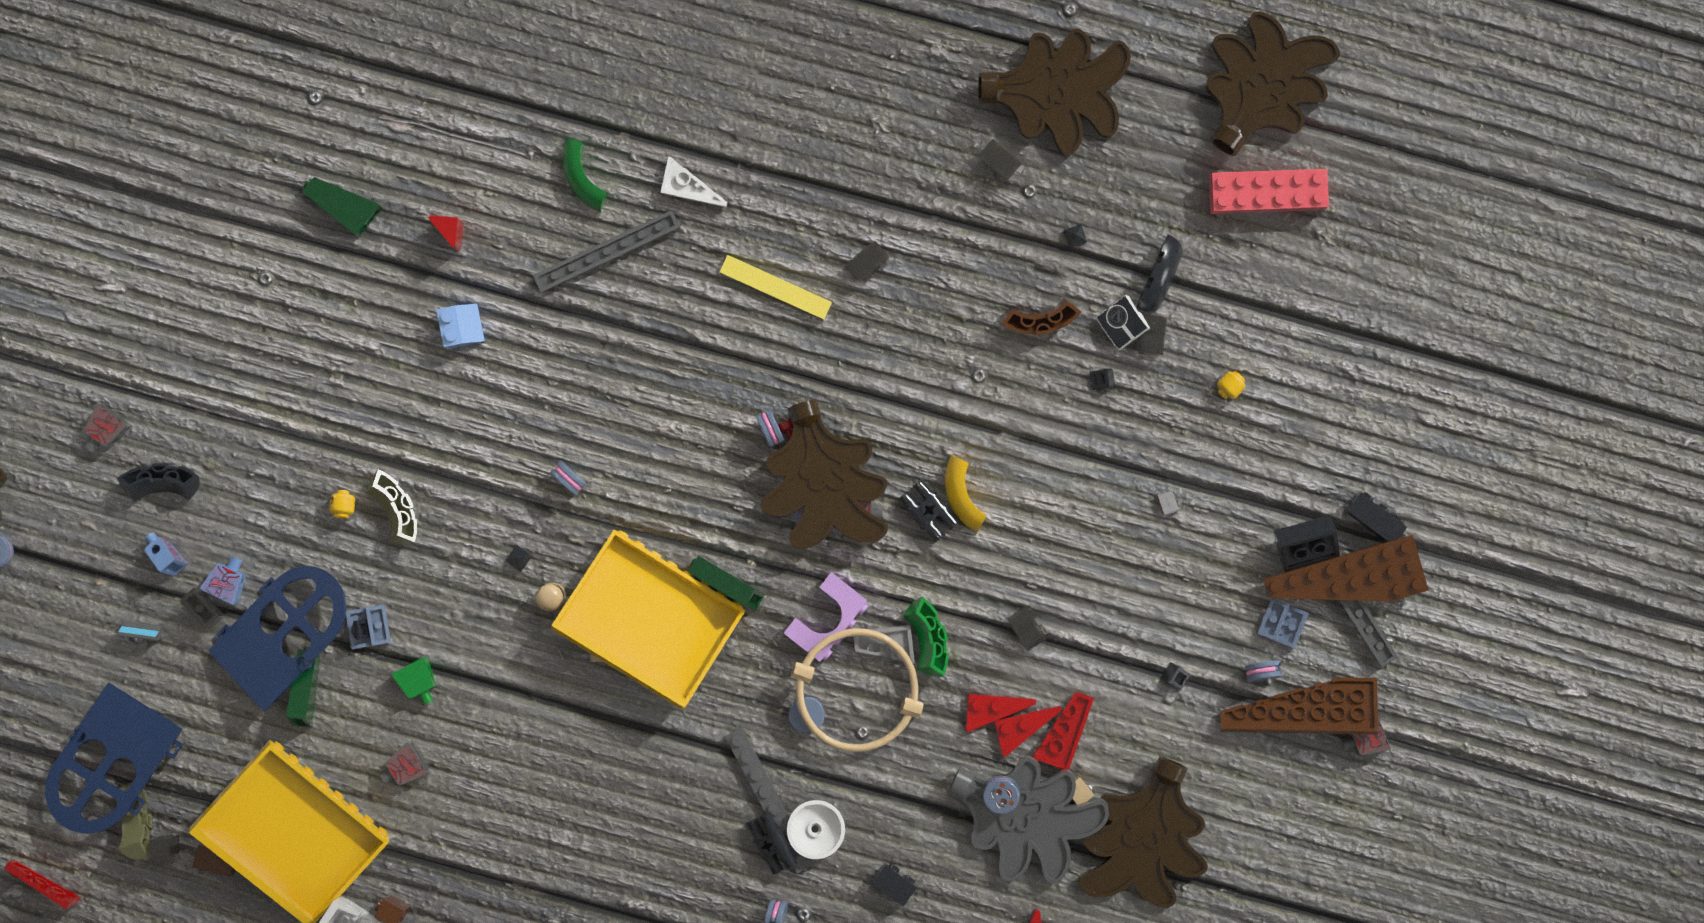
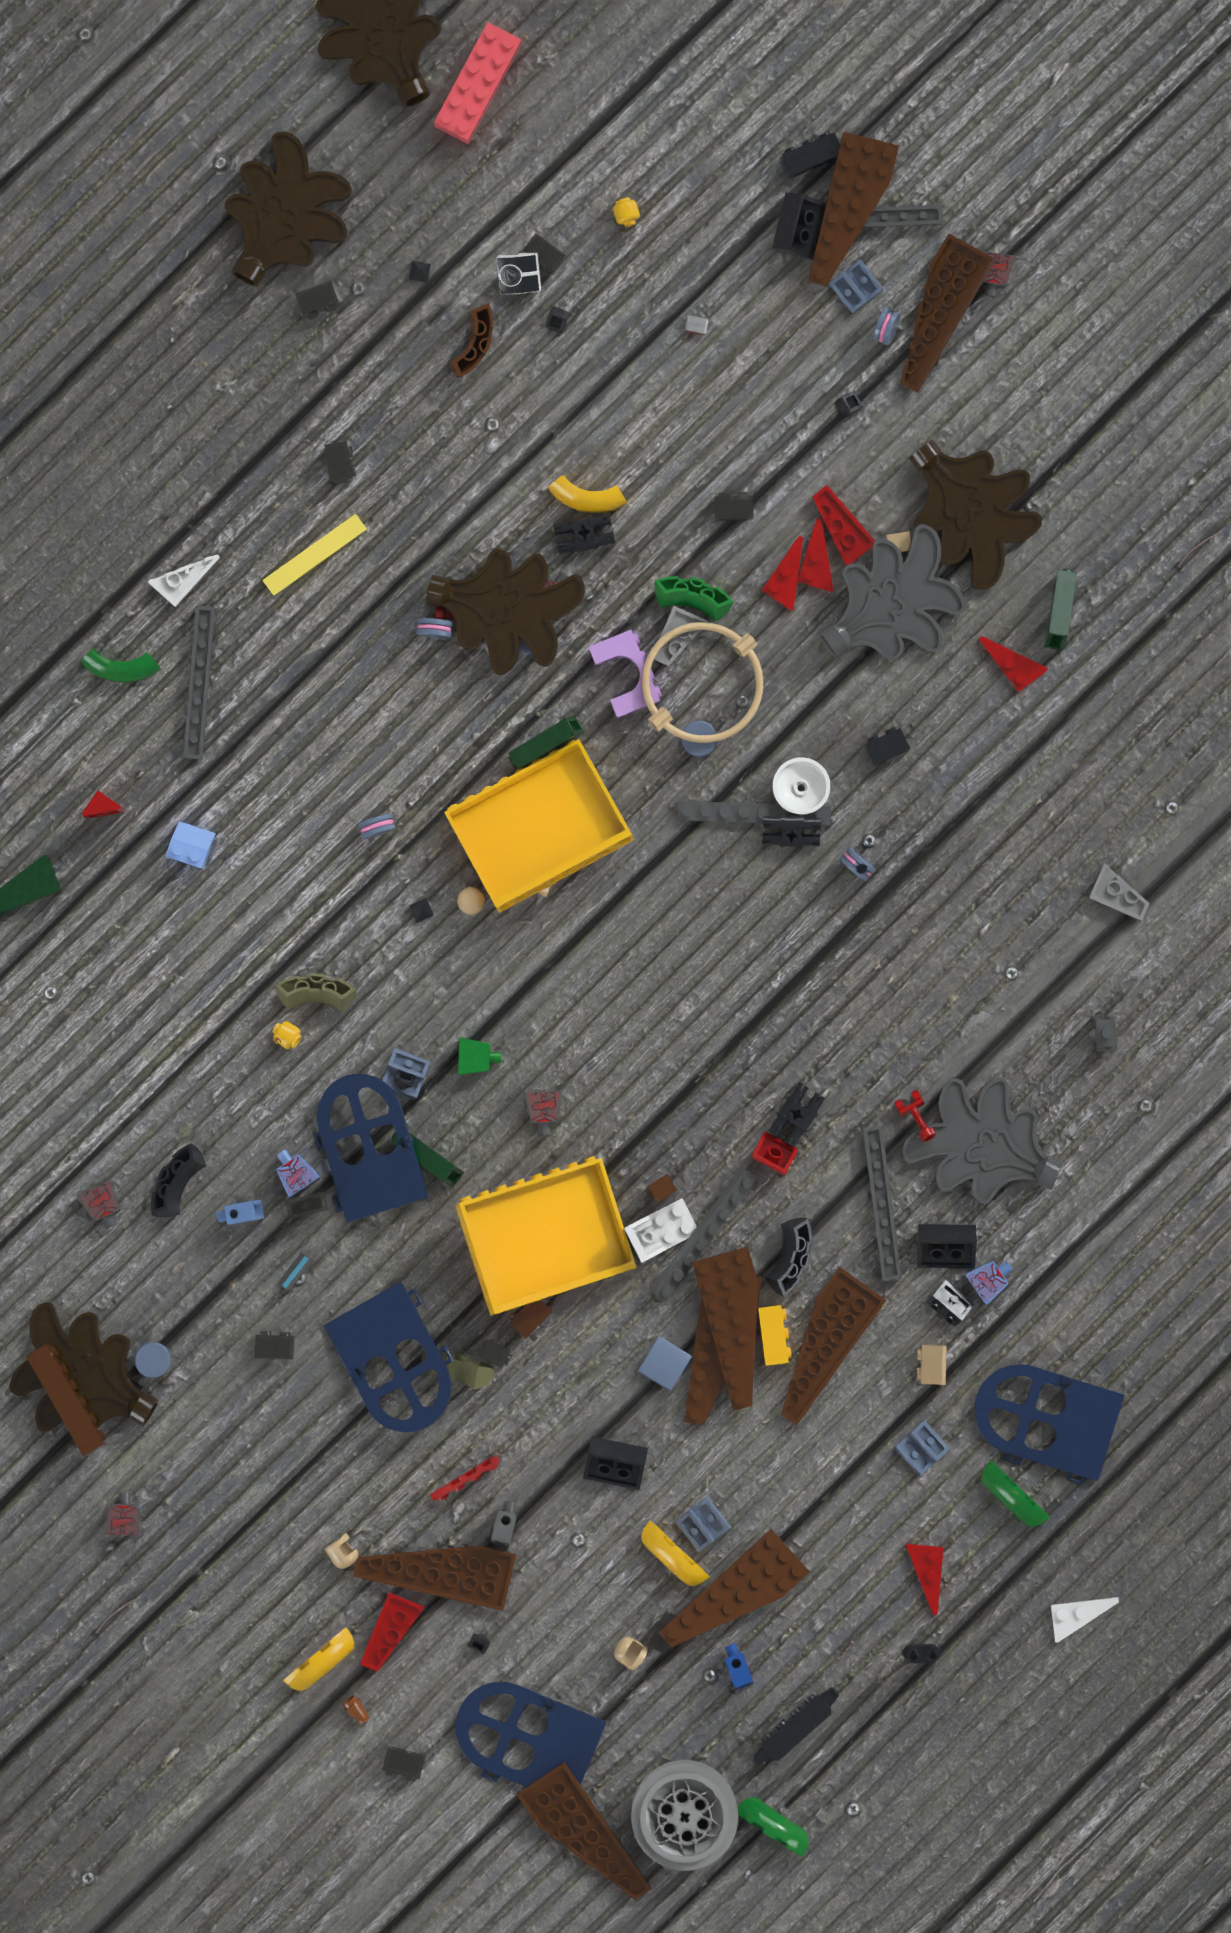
camera: 50 degrees left, 0 degrees up
(64, 650) = (274, 1346): none -> clear smoke brick
(1001, 794) = (862, 609): sand blue head -> none
(1162, 274) = (497, 215): black brick -> none

